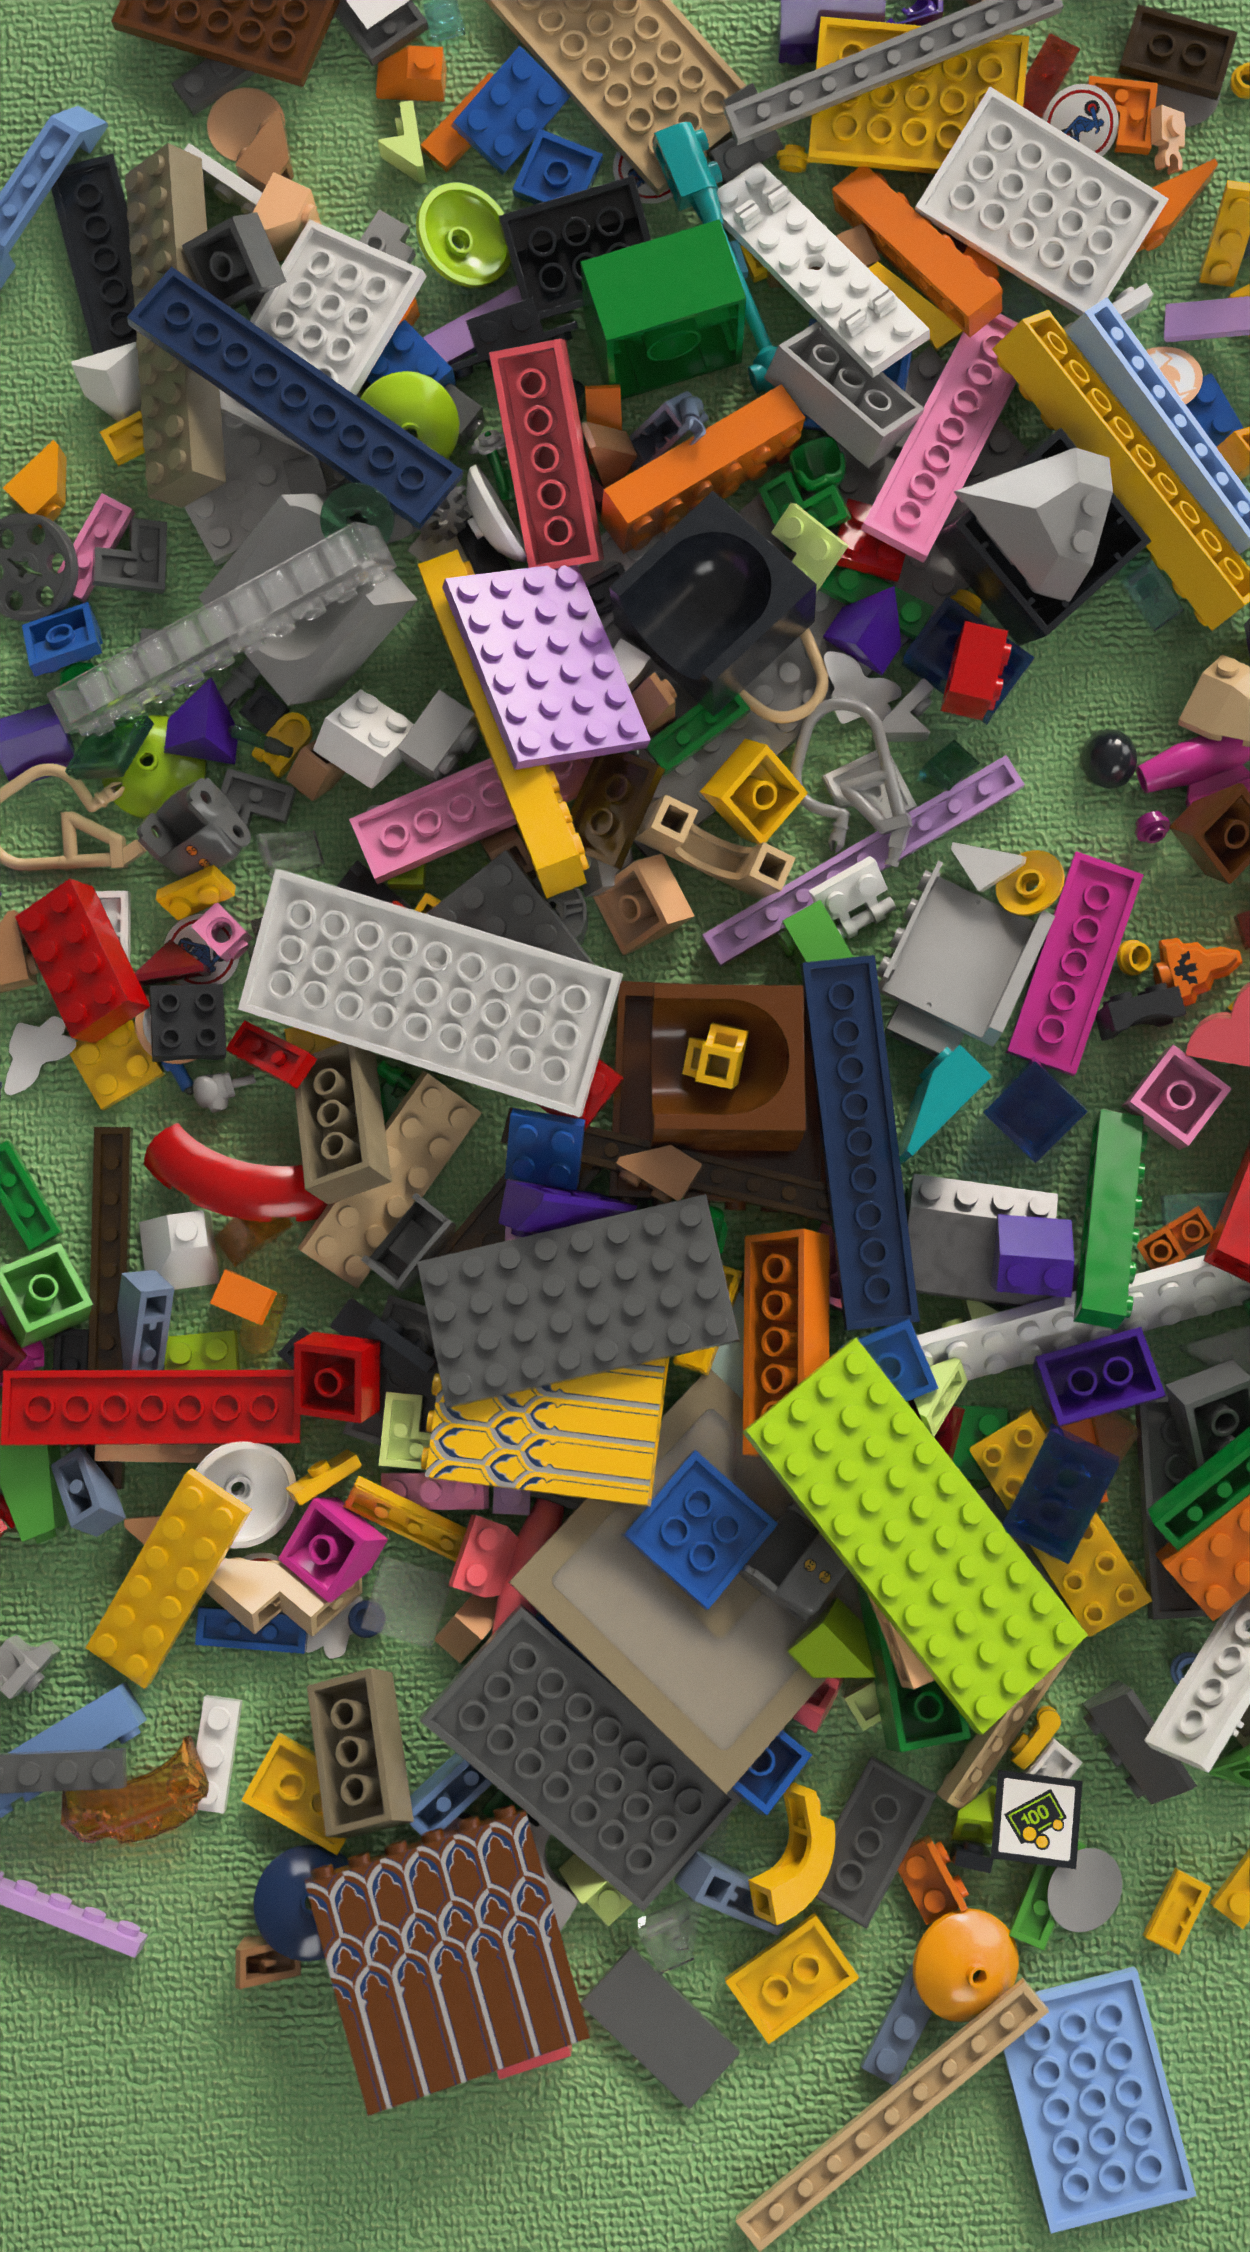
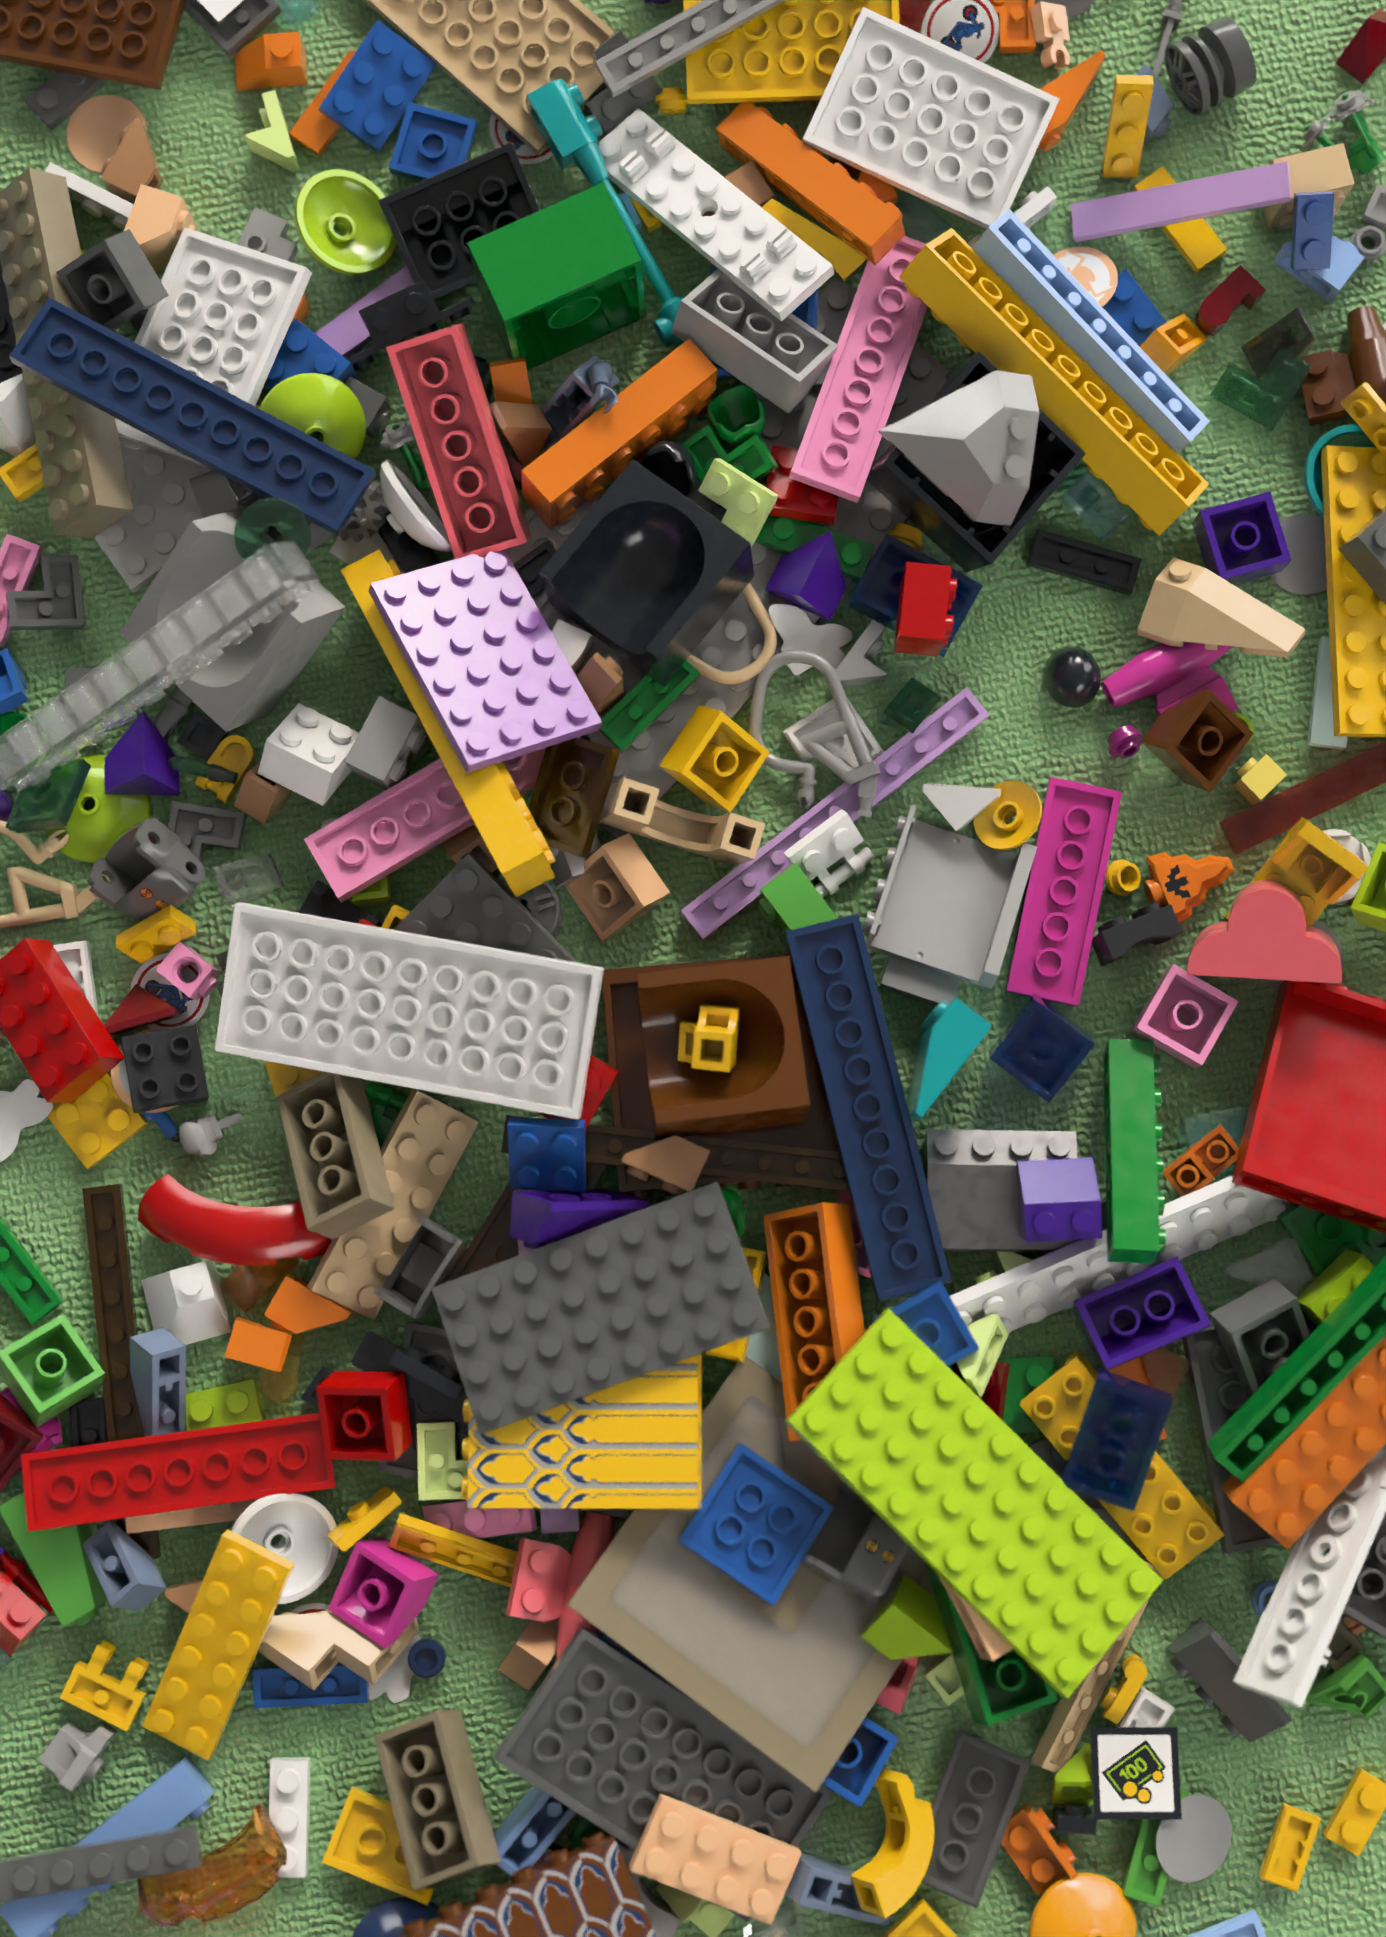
camera: 10 degrees left, 0 degrees up
(53, 1613) = (103, 1694): none -> yellow plate
(271, 1054) = (254, 1091): red plate -> none
(290, 1269) = (300, 1309): none -> orange slope
(406, 1602) = (465, 1636): clear tile -> none
(620, 1847) = (715, 1859): none -> light nougat plate
(749, 502) = (671, 464): none -> black hair
(1134, 650) = (1083, 562): none -> black tile

